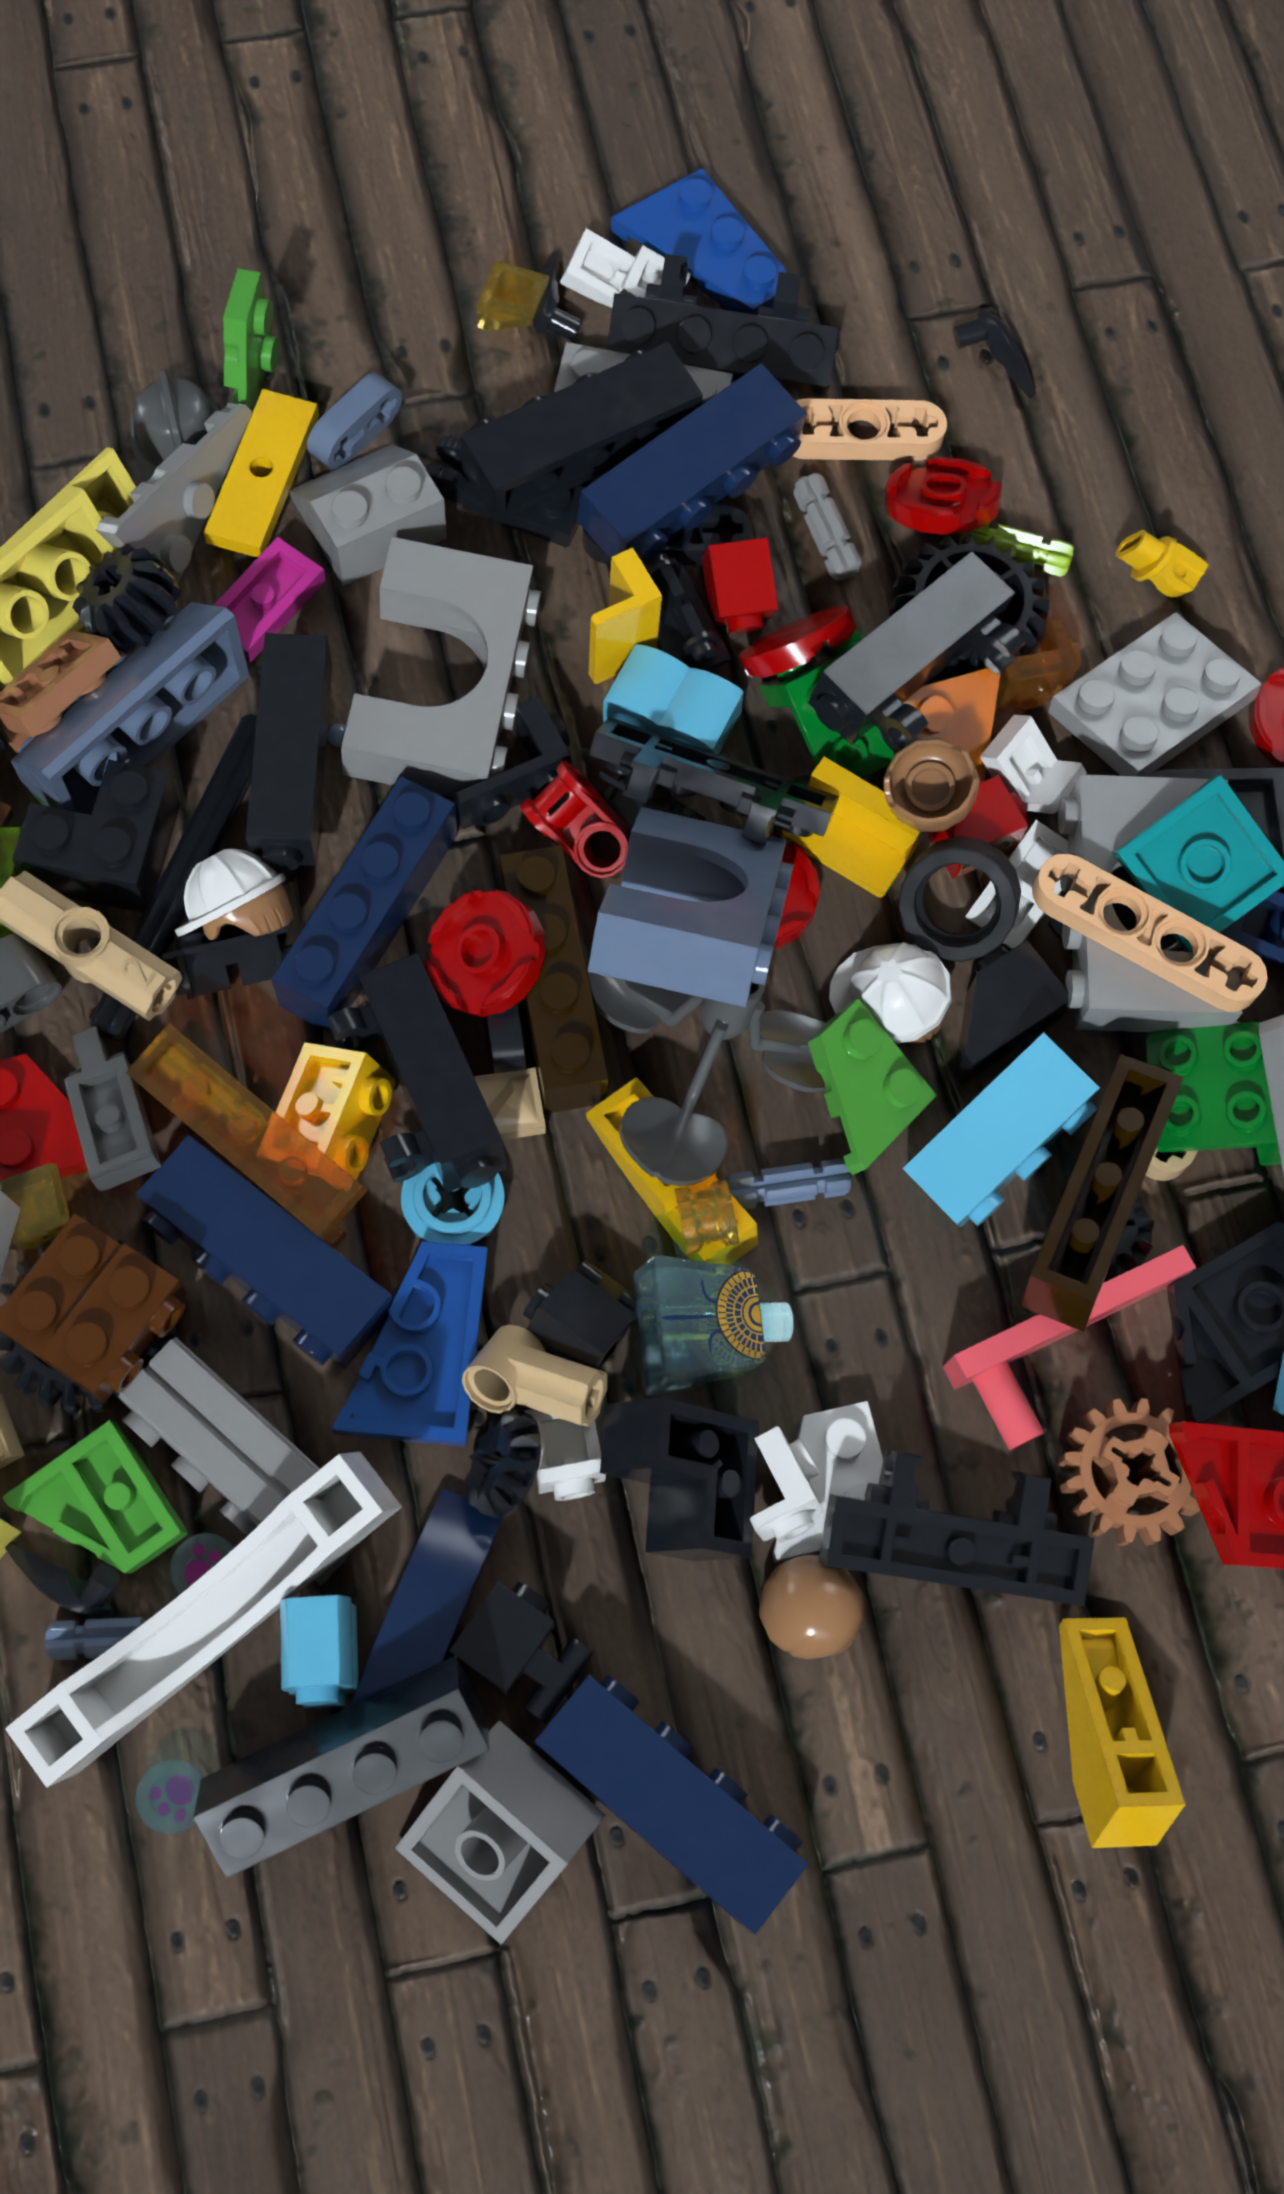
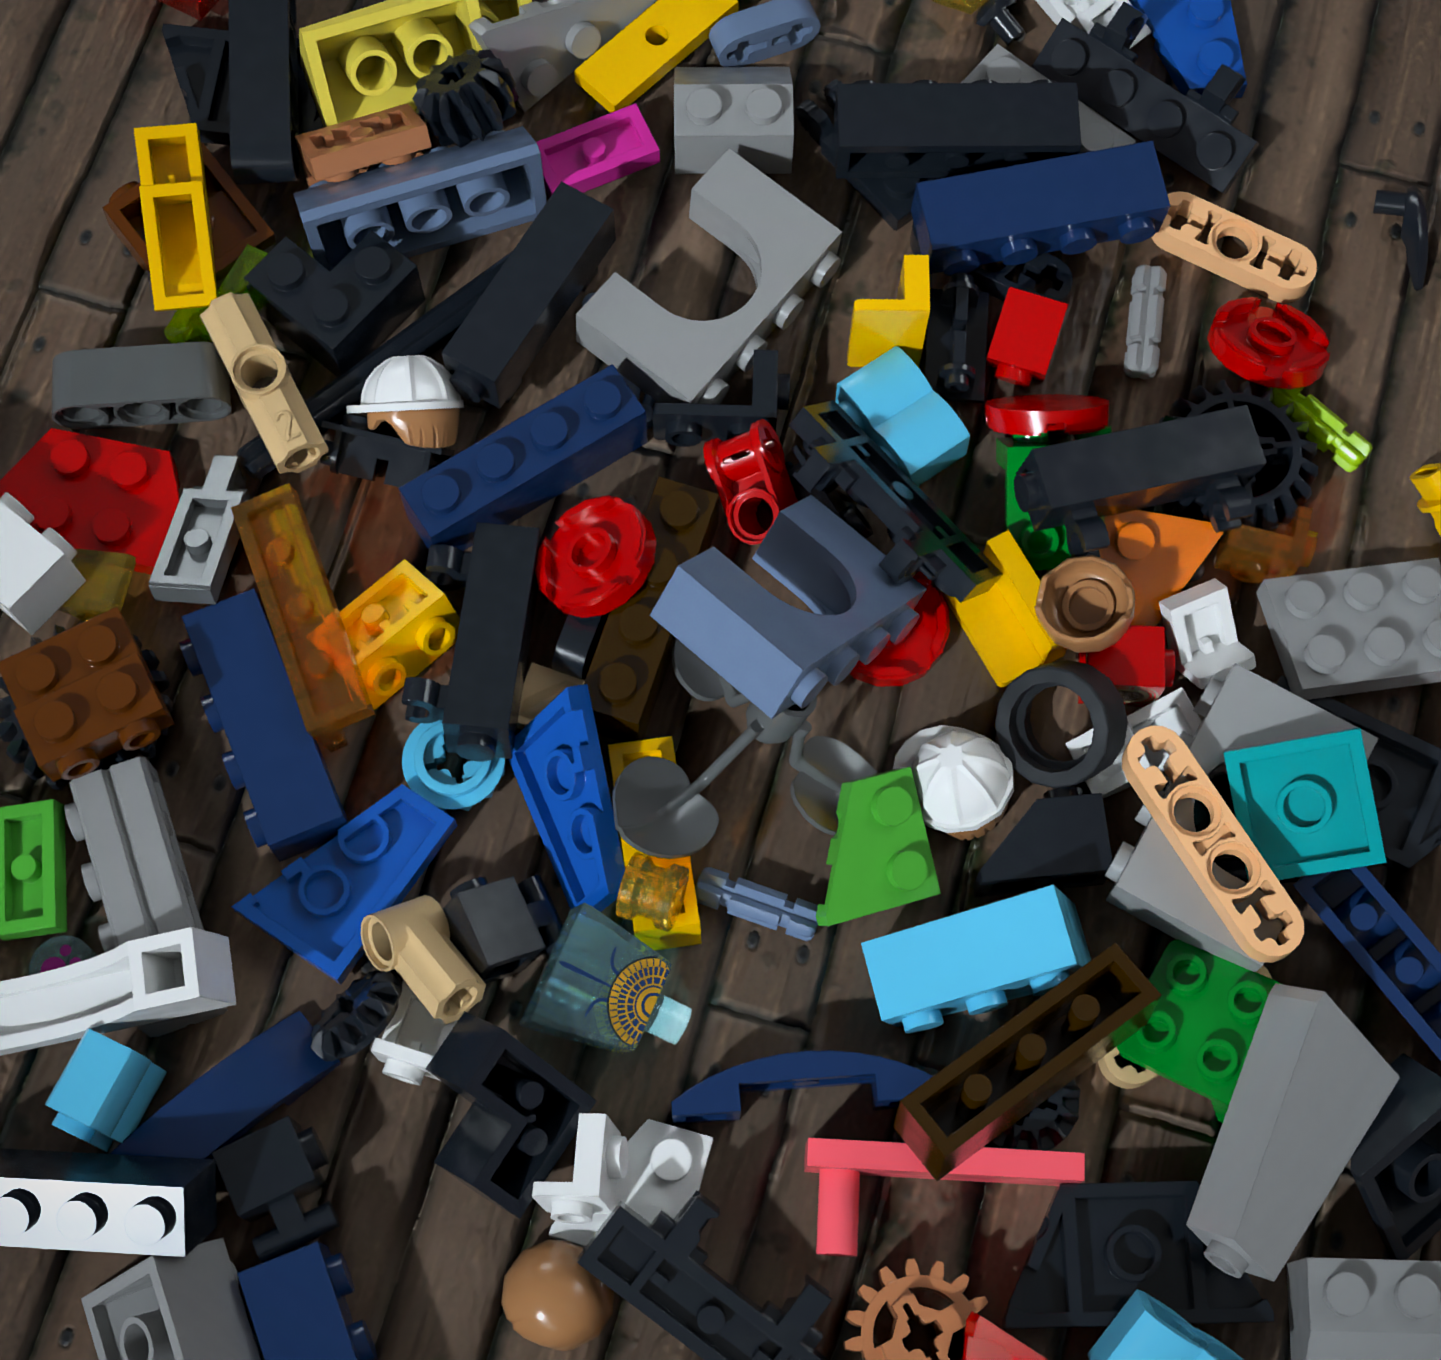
camera: 35 degrees right, 0 degrees up
(581, 1177) = (569, 798): none -> blue wing
(983, 1274) = (719, 1095): none -> dark blue slope

